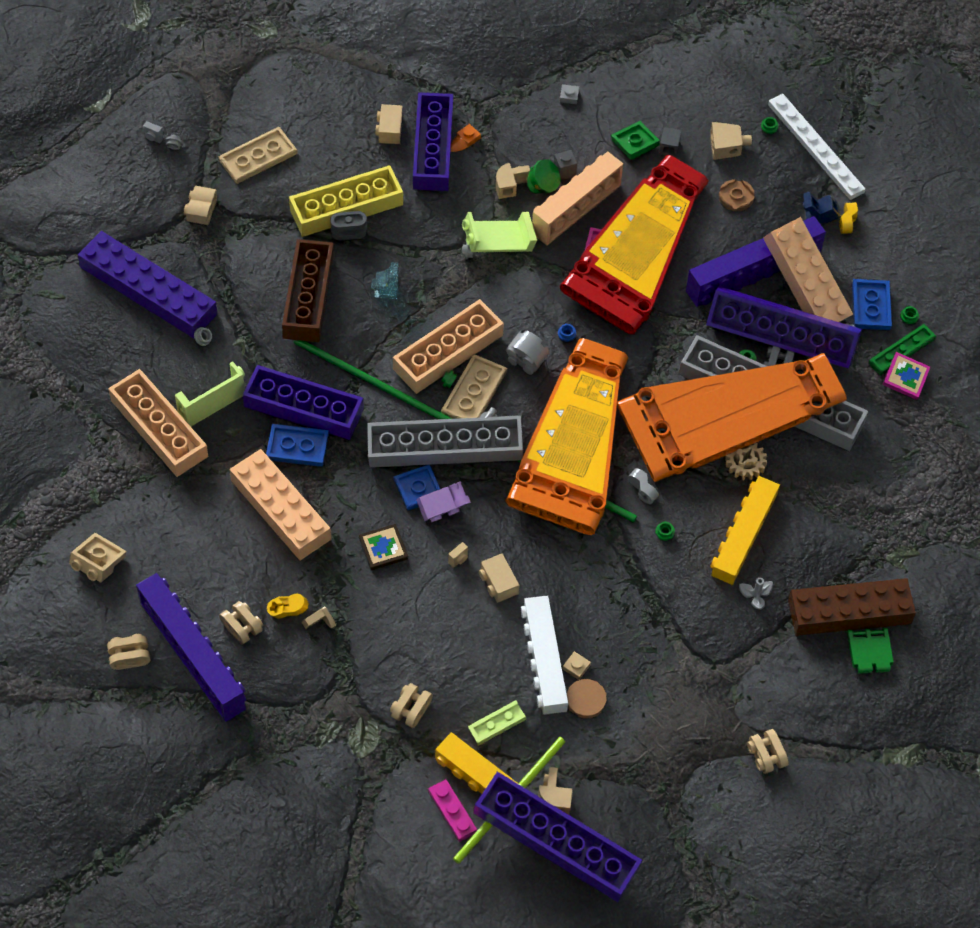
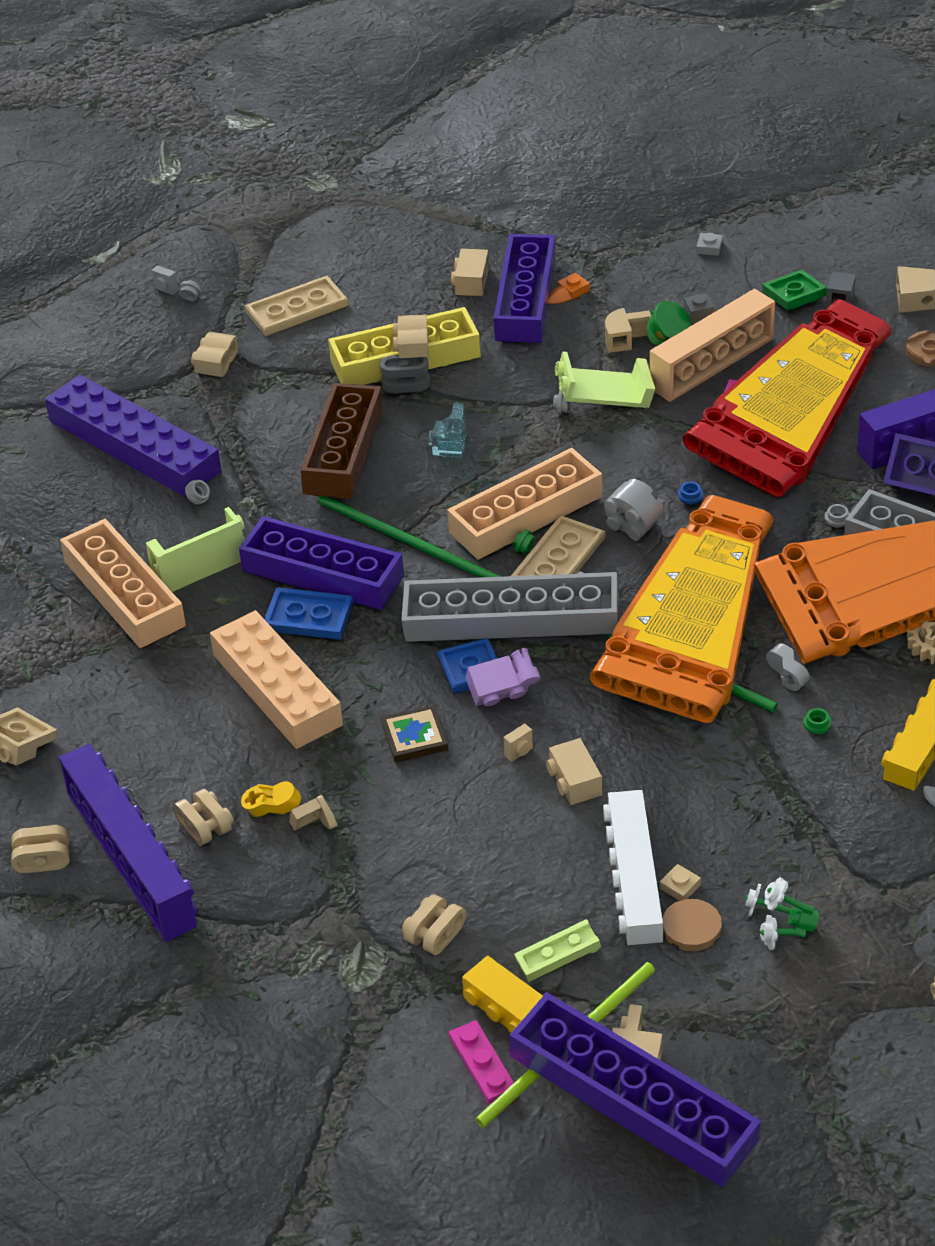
camera: 10 degrees right, 15 degrees down
(353, 197) = (411, 336): none -> tan brick
(659, 692) = (801, 916): none -> plant
(673, 347) = (836, 515): none -> light grey plate

